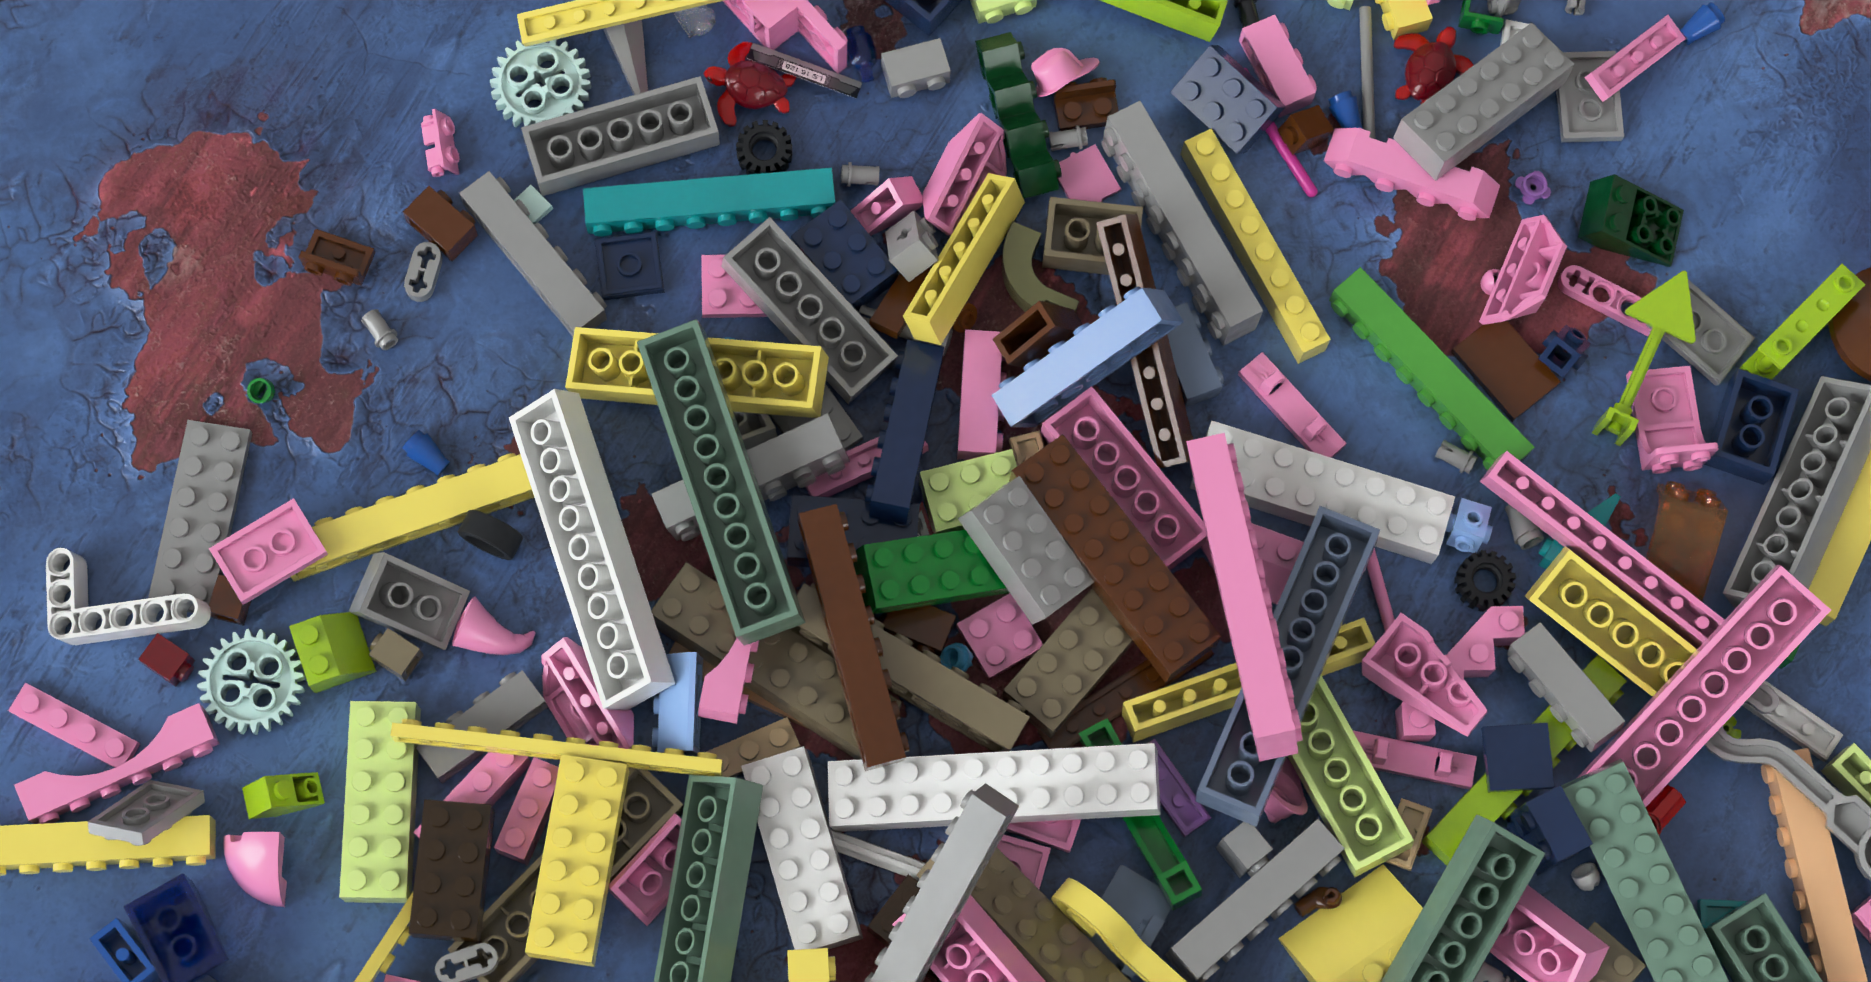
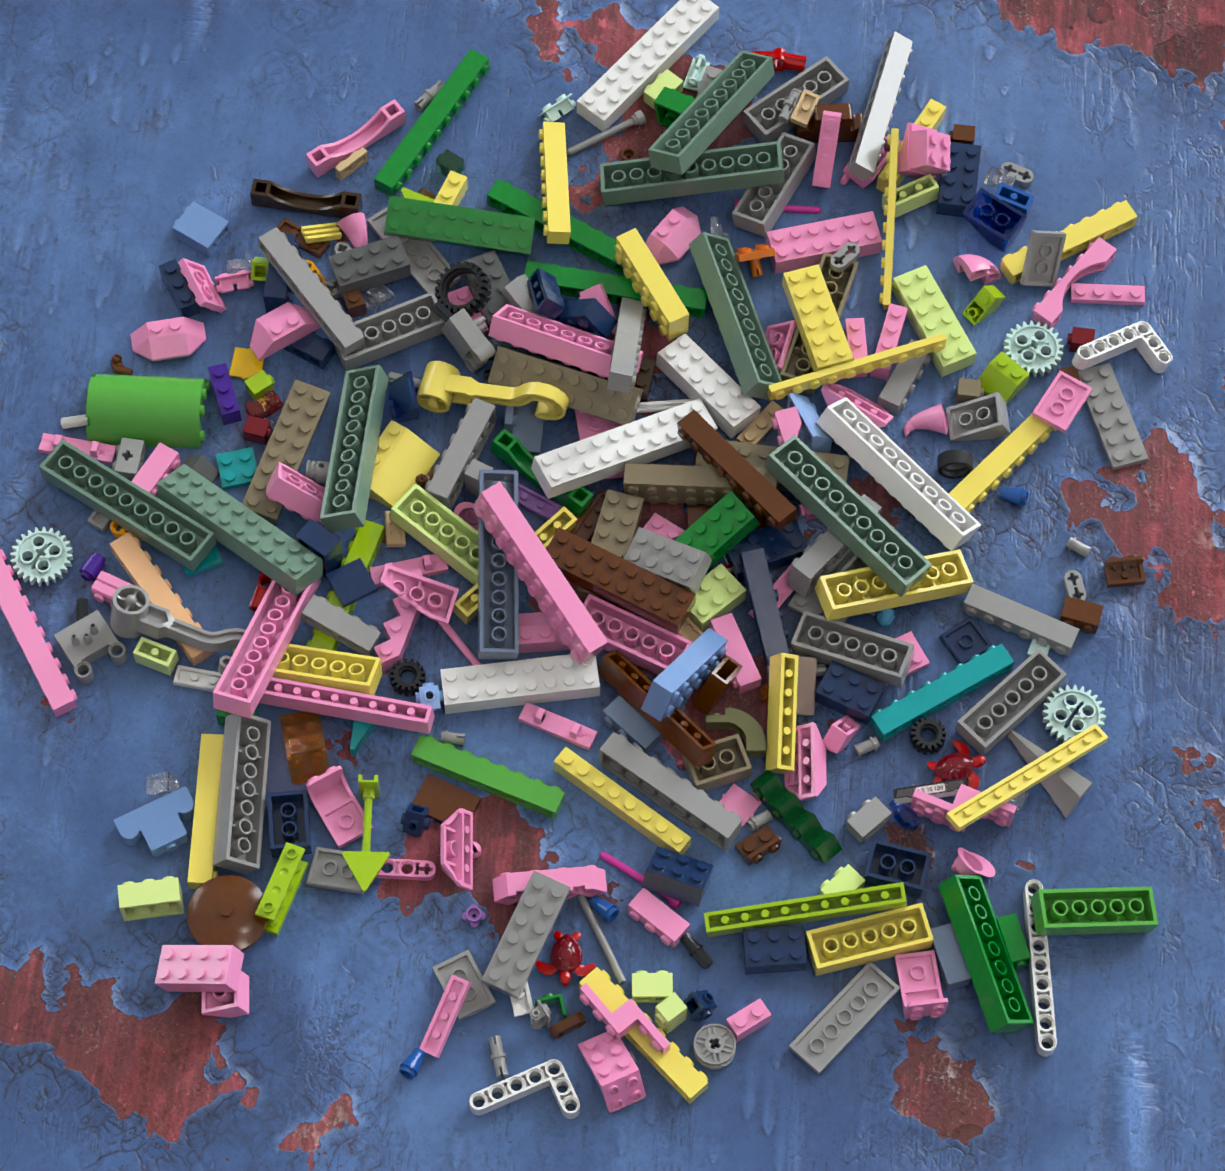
camera: 160 degrees right, 10 degrees down
(257, 386) = (1119, 484): green hinge -> none
(439, 130) = (1104, 657): bright pink hinge -> none
(452, 871) = (876, 290): dark brown brick -> none
(912, 245) = (815, 706): light grey brick -> none
(957, 656) = (677, 512): dark azure plate -> none
(1058, 68) = (782, 852): bright pink piece -> none
(1305, 129) = (624, 882): reddish brown brick -> none
(1630, 221) = (407, 918): dark green slope -> none

